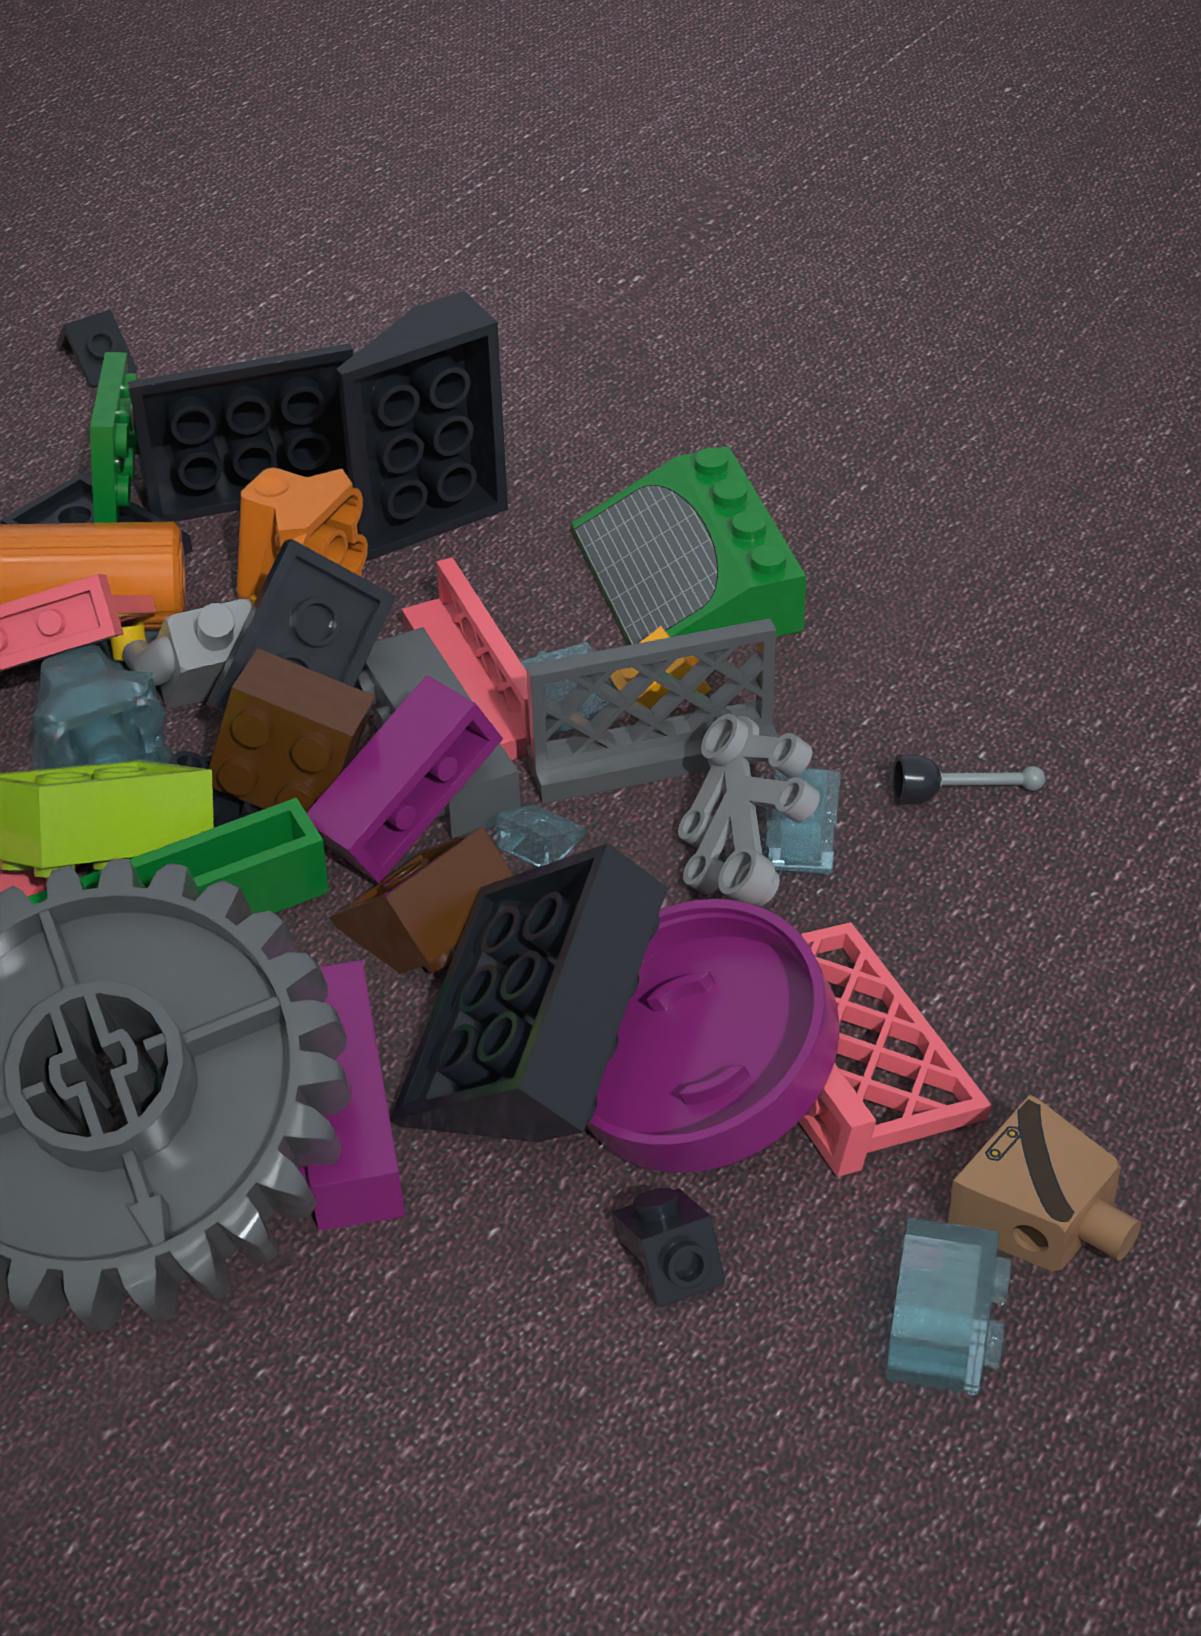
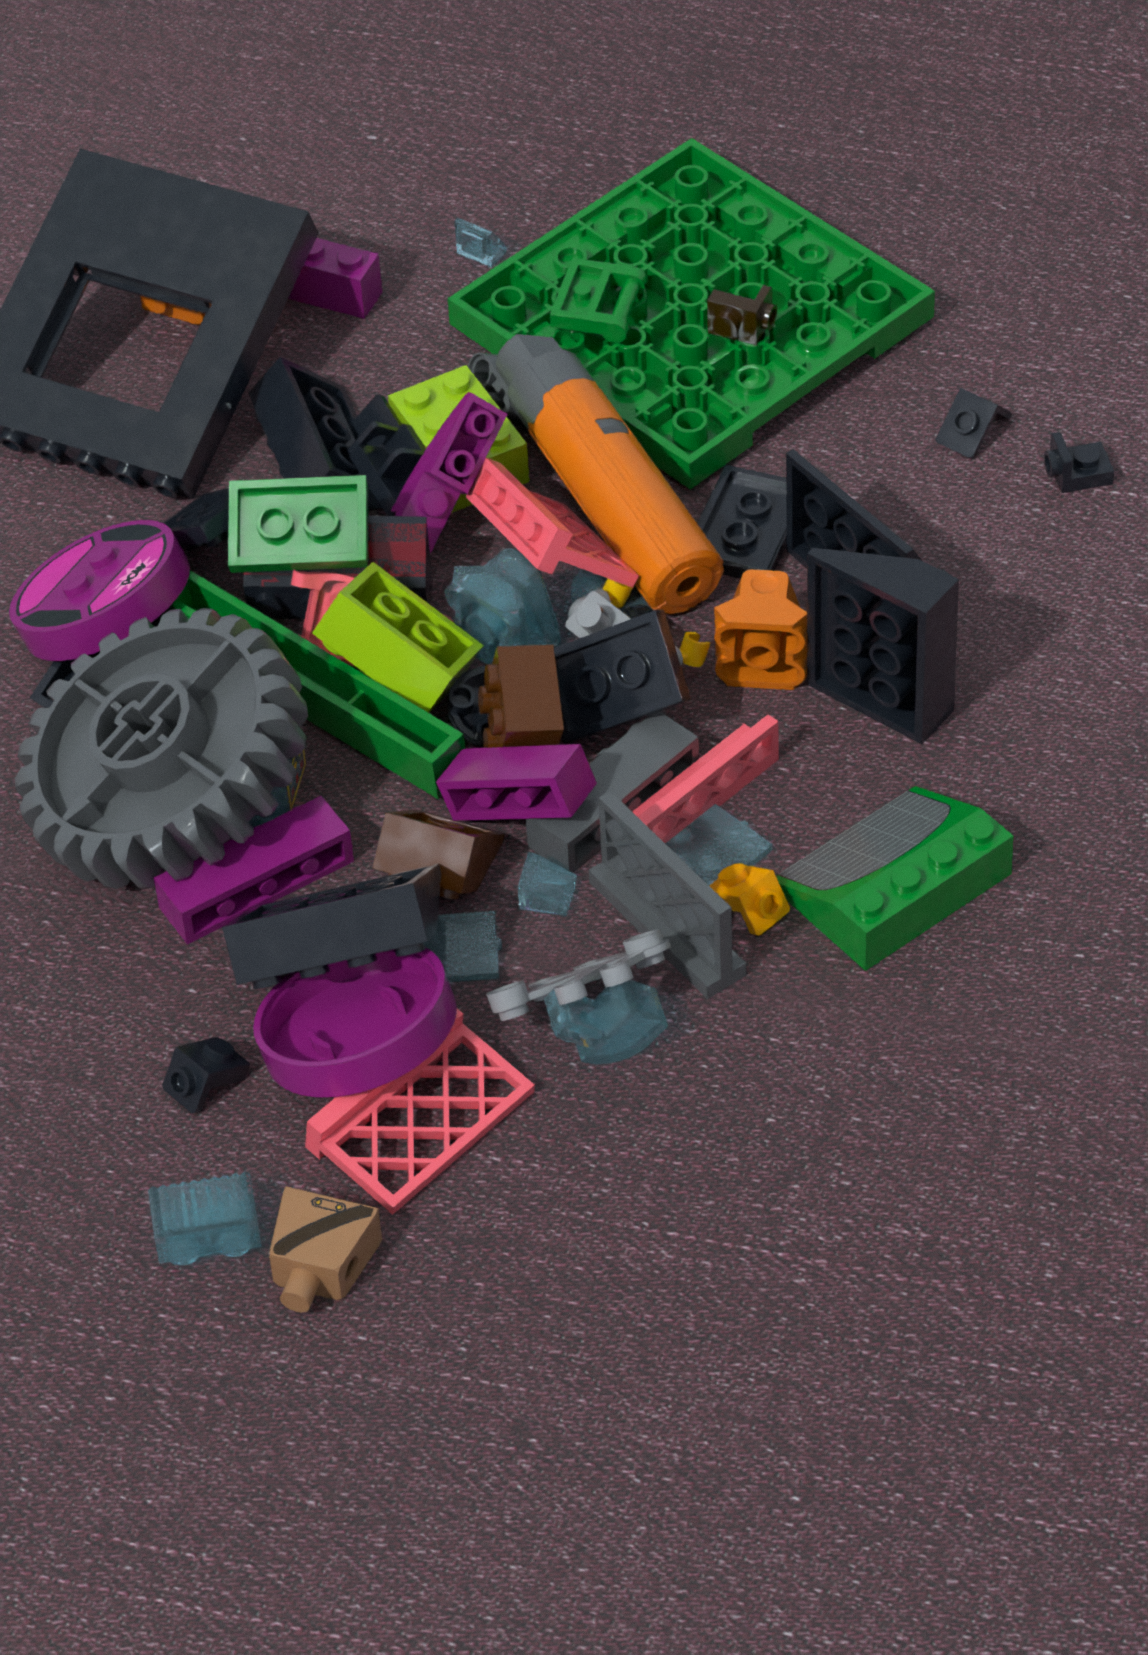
camera: 70 degrees right, 5 degrees up
(112, 440) = (838, 455): green plate -> none
(214, 306) = (1077, 466): none -> black bracket
(919, 779) = (703, 1080): hinge -> none

